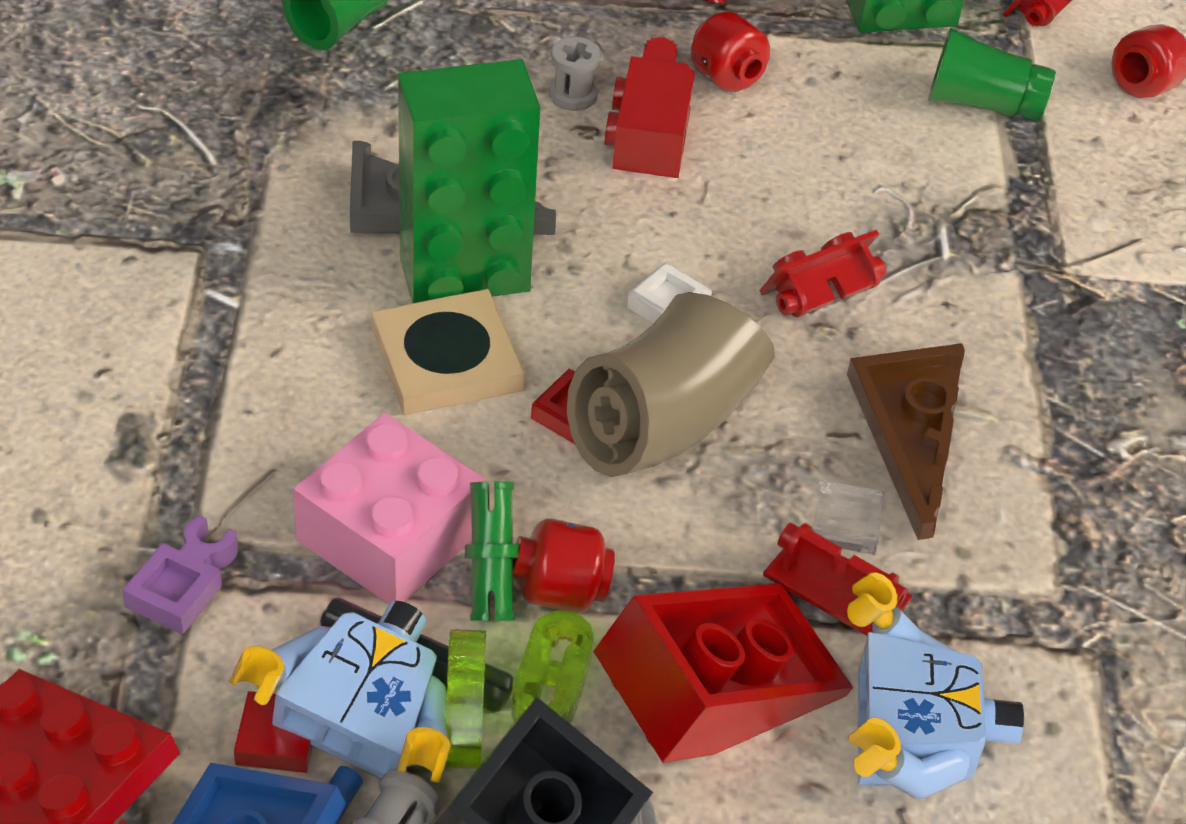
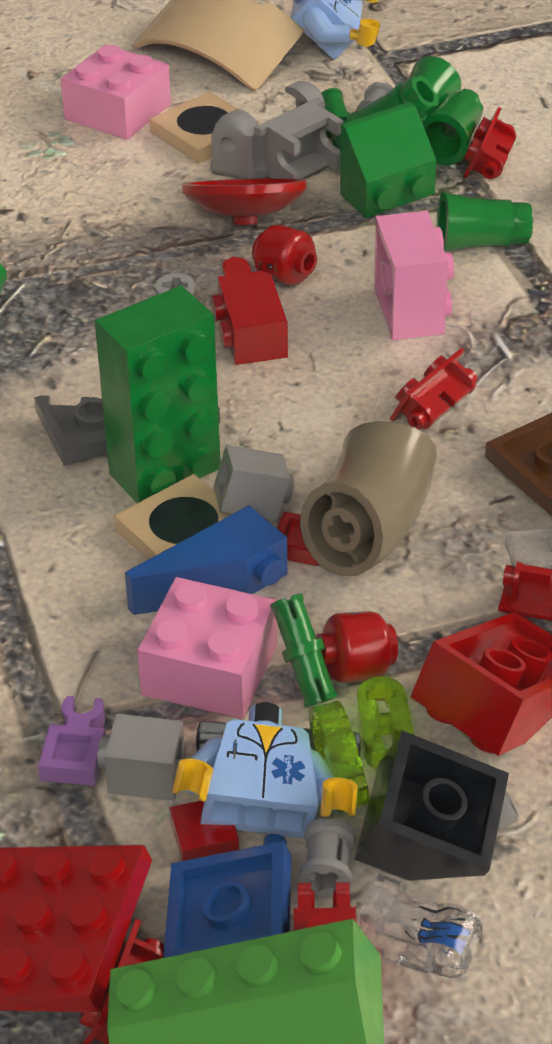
camera: 15 degrees left, 5 degrees down
(244, 611) = (142, 756): none -> light grey brick
(461, 407) = (233, 554): none -> blue slope
(544, 323) = (253, 480): none -> light grey brick
(658, 289) = (324, 441): white tile -> none
(864, 120) = (412, 275): none -> bright pink brick

